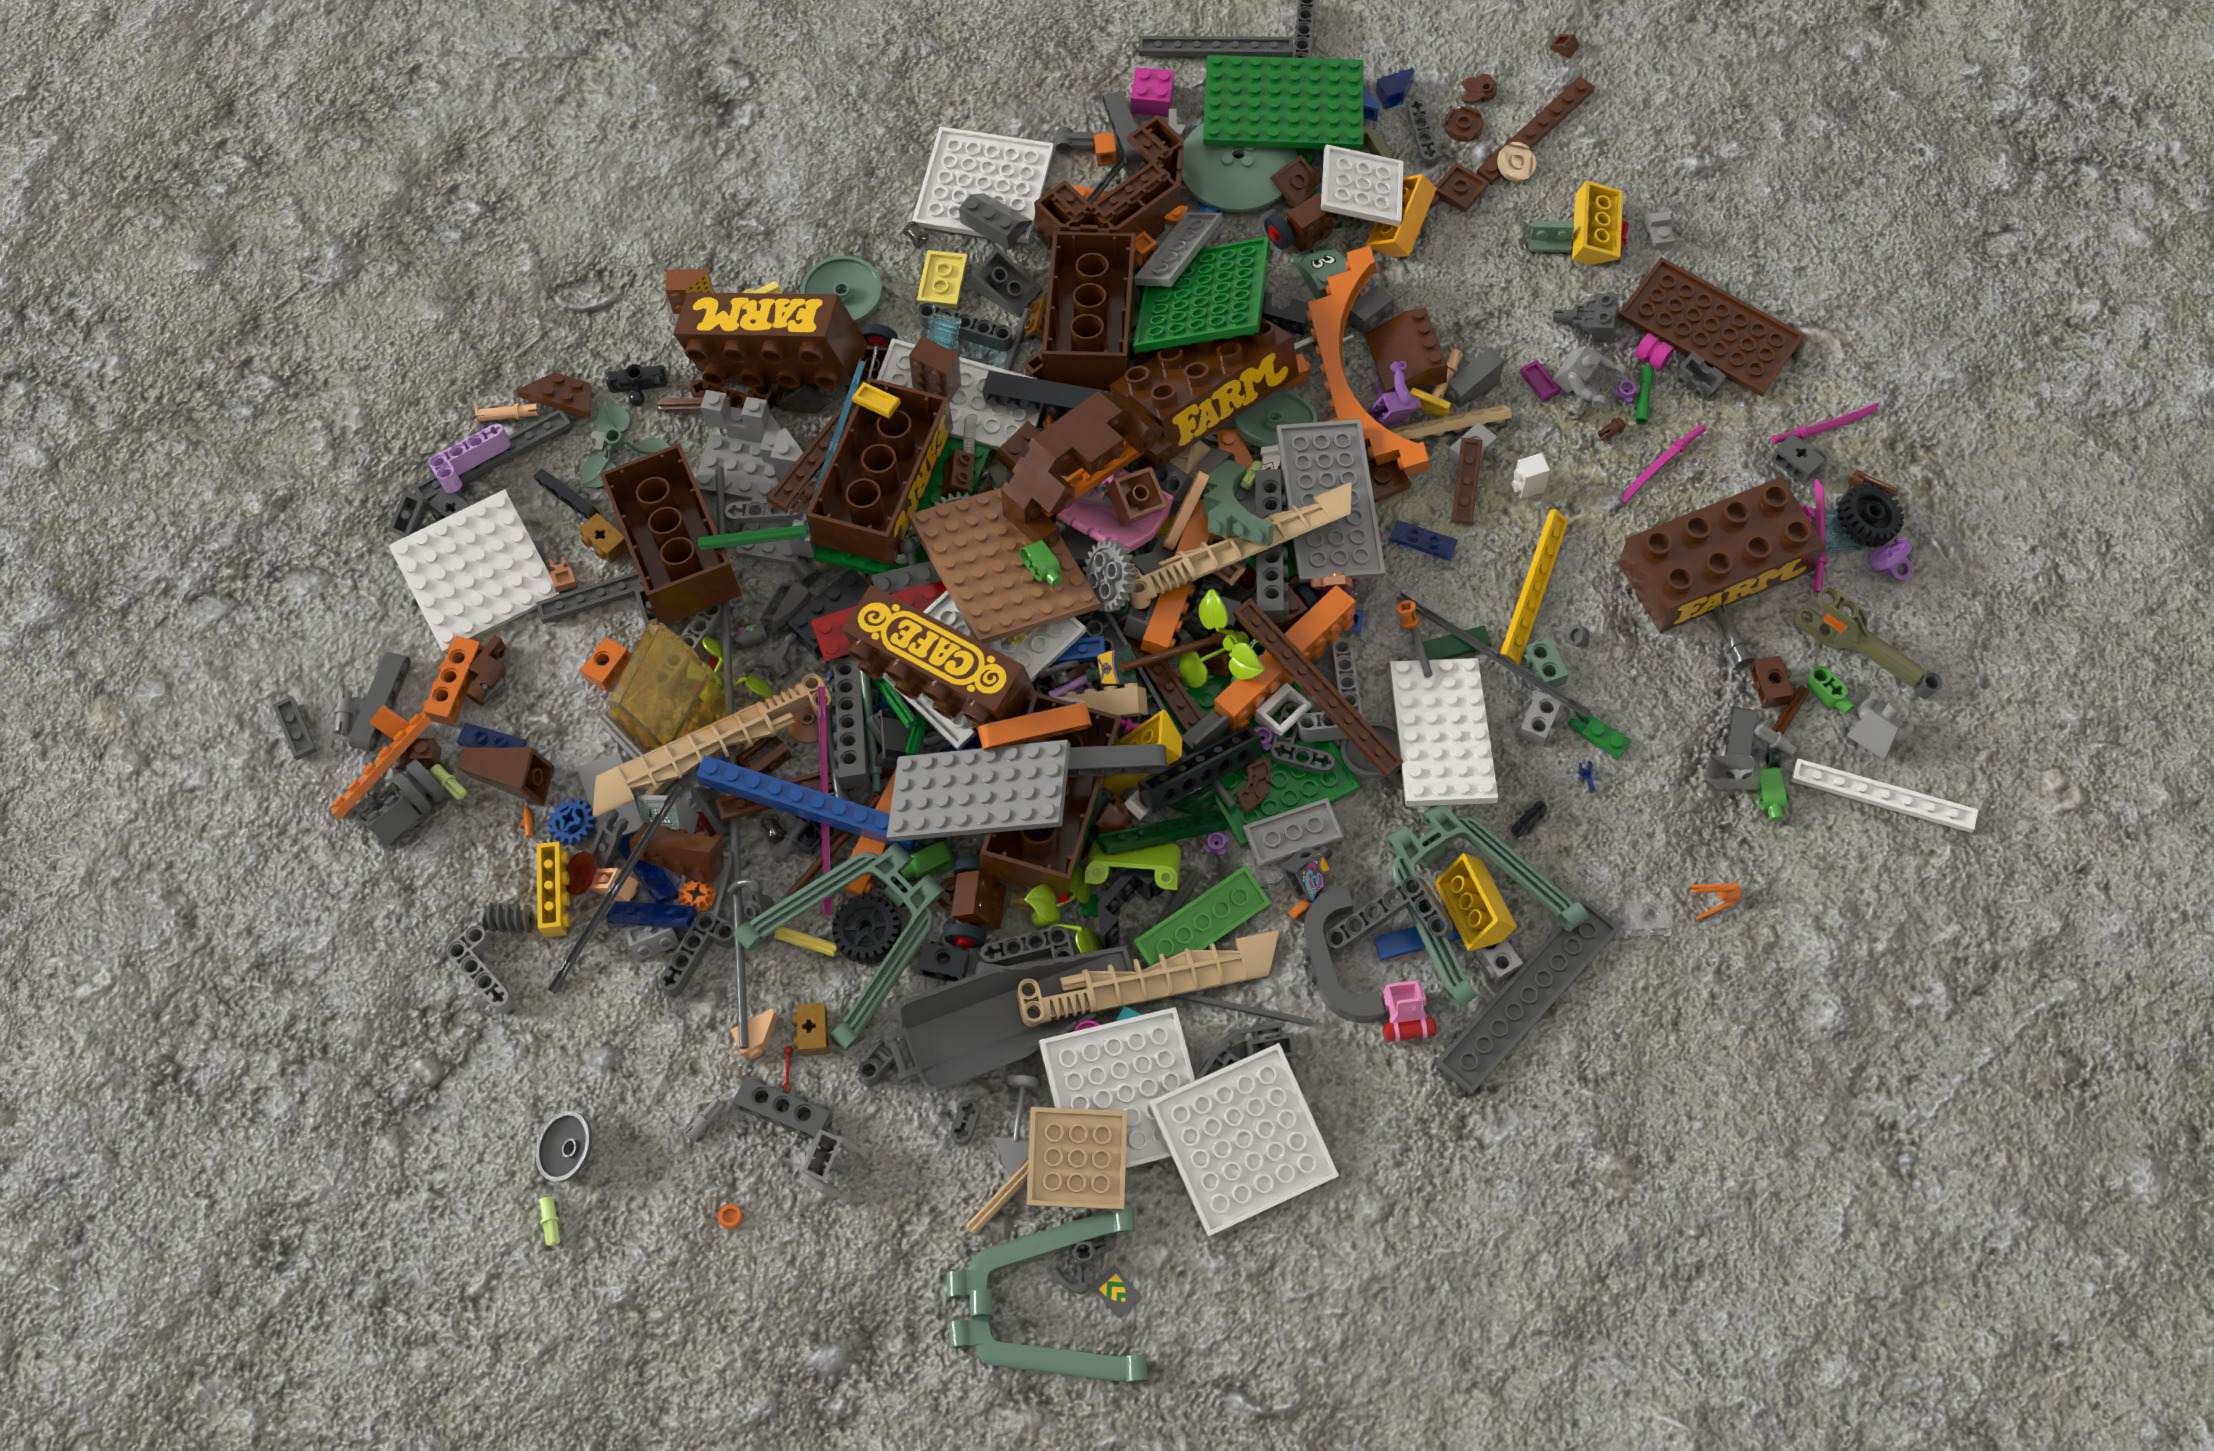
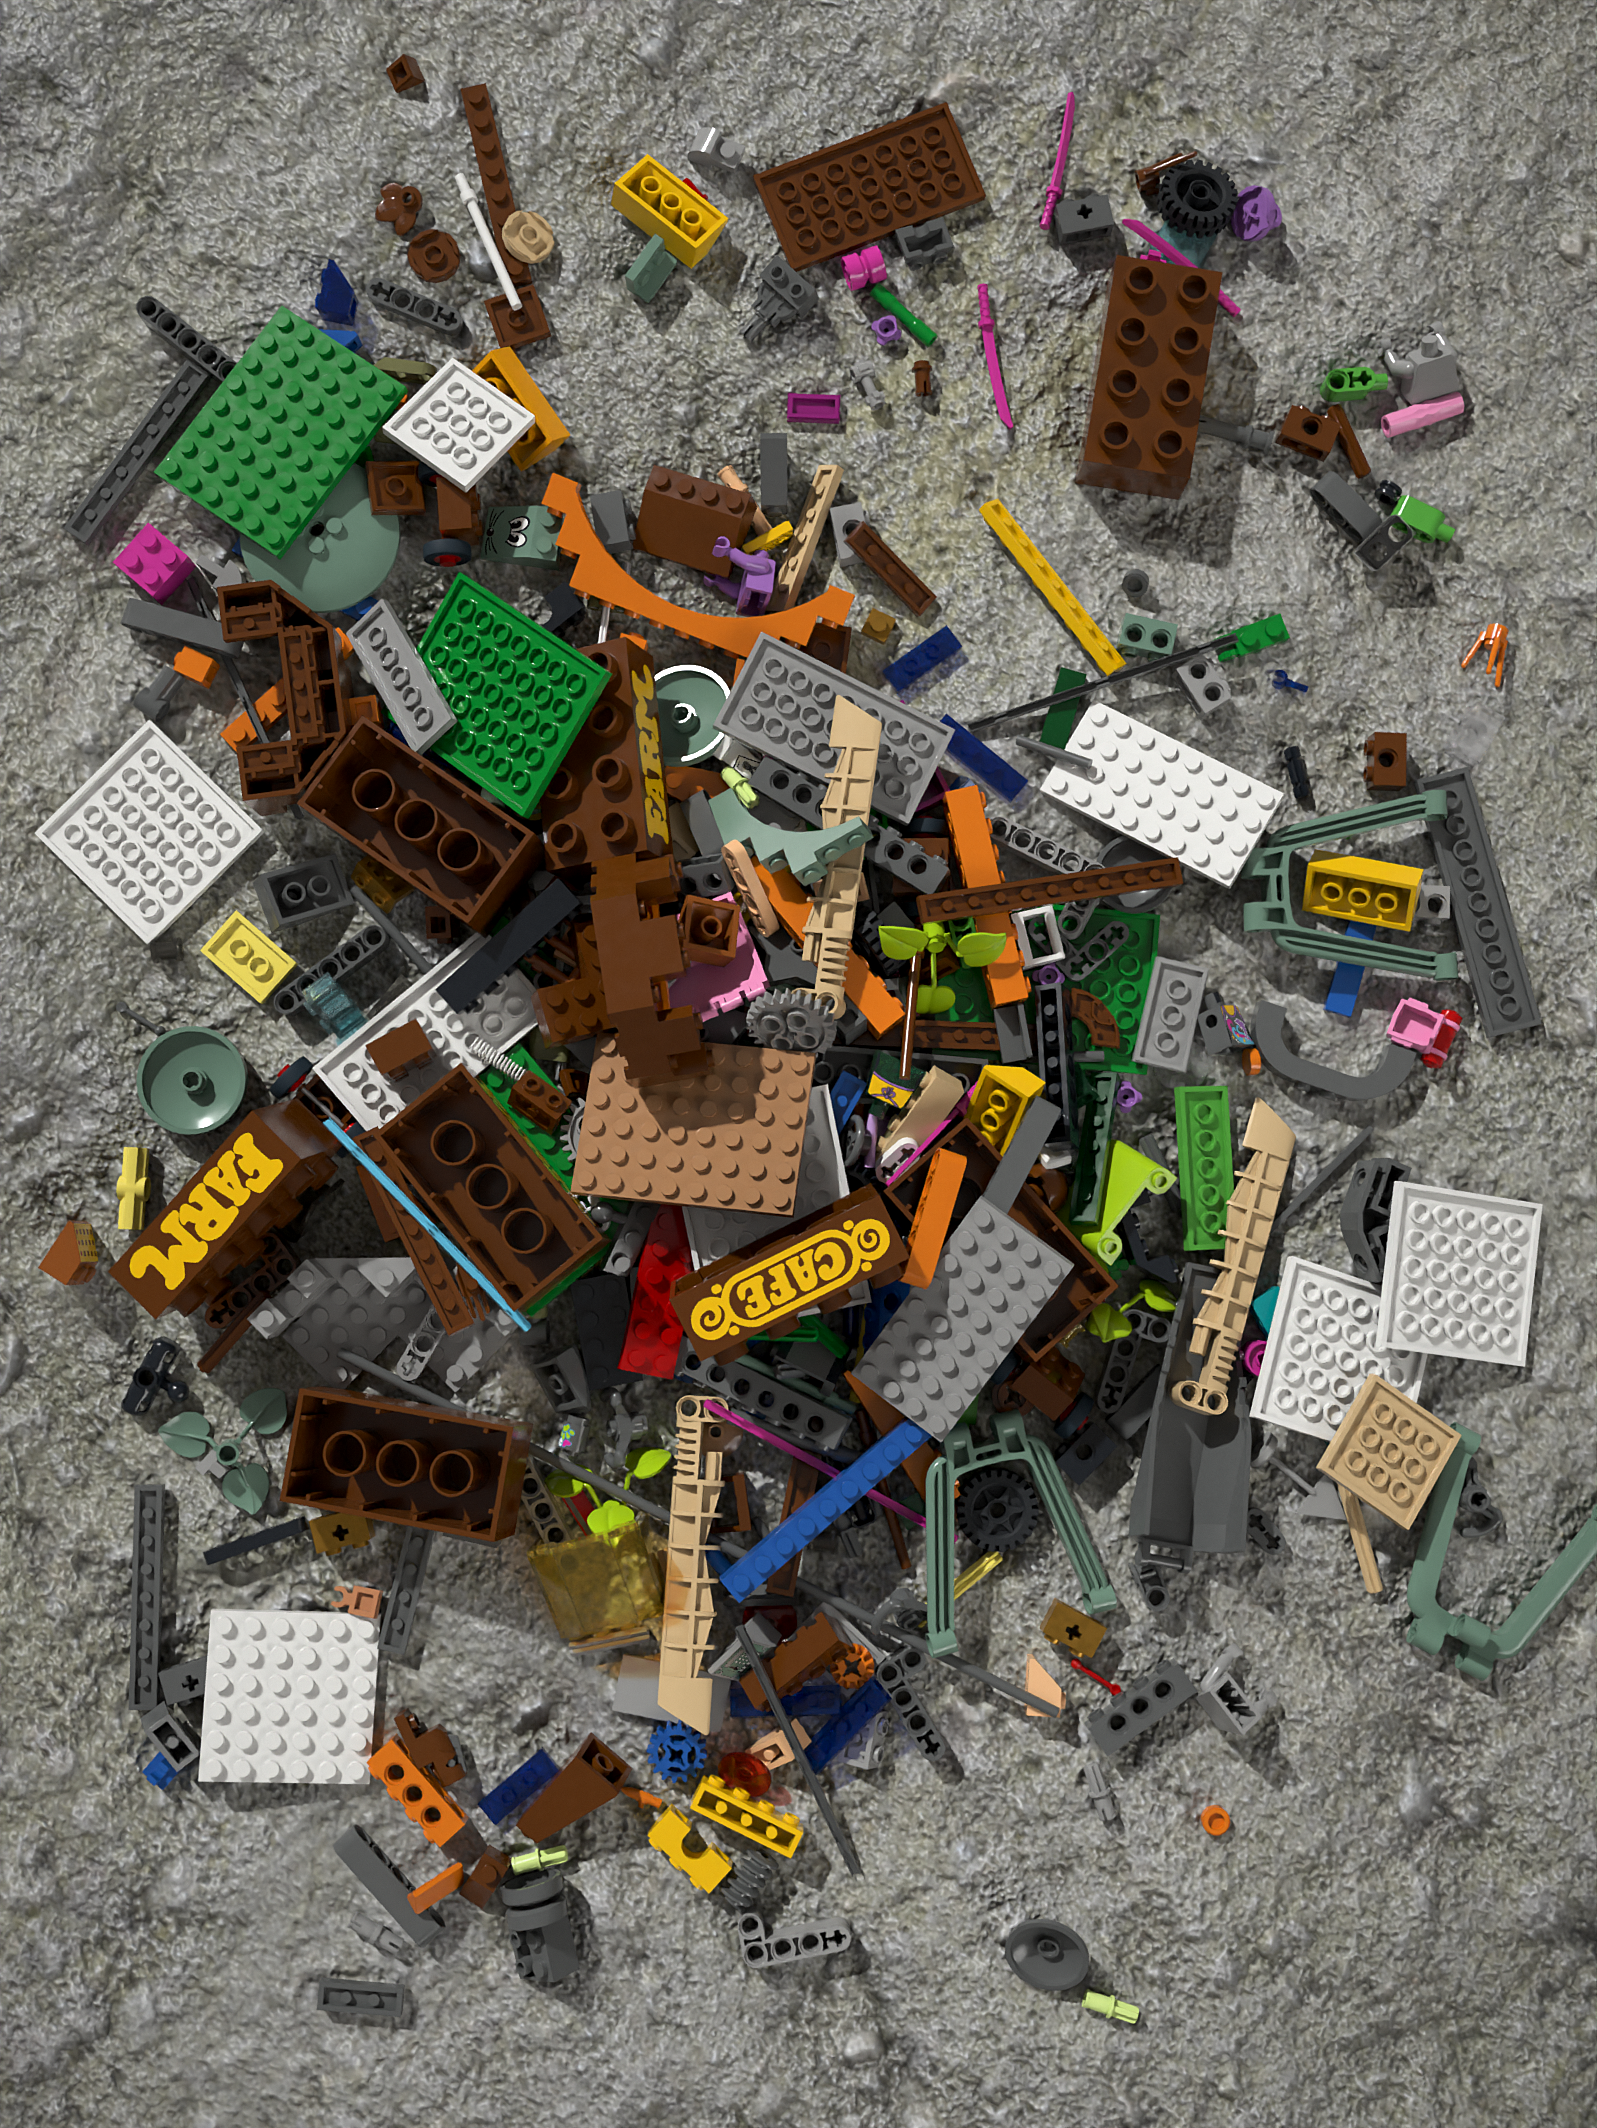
camera: 65 degrees left, 20 degrees up
(375, 770) = (479, 1926): orange plate -> none
(380, 530) = (160, 1771): none -> blue tile
(467, 455) = (135, 1592): lavender beam -> none
(510, 851) = (704, 1867): none -> yellow arch
(516, 411) = (101, 1539): light nougat pin -> none
(560, 393) = (114, 1474): reddish brown wing -> none
(605, 675) = (505, 1595): orange brick -> none
(608, 839) = (731, 1728): dark grey hinge -> none
(753, 537) = (496, 1383): green axle -> none
(876, 400) = (412, 1145): yellow tile -> none
(993, 219) = (212, 851): dark grey slope -> none
(1041, 563) = (733, 1087): bright green piece -> none
(1116, 1291) = (1517, 1485): dark grey sticker -> none
(1337, 578) = (936, 787): nougat plate -> none
(1383, 614) = (984, 761): none -> clear blue plate
(1383, 901) = (1325, 979): dark grey beam -> none
(1408, 614) = (1007, 740): orange bush -> none
(1425, 501) = (878, 626): none -> pearl gold plate
(1513, 121) = (470, 201): none -> white bar
(1530, 476) = (930, 501): white brick -> none
(1572, 880) = (1394, 748): none -> reddish brown brick
(1578, 369) = (836, 361): light grey torso -> none
(1775, 740) = (1374, 475): light grey axle -> none
(1847, 748) = (1422, 414): none -> bright pink axle
(1853, 632) = (1324, 314): olive piece -> none
(1885, 795) = (1491, 417): white plate -> none

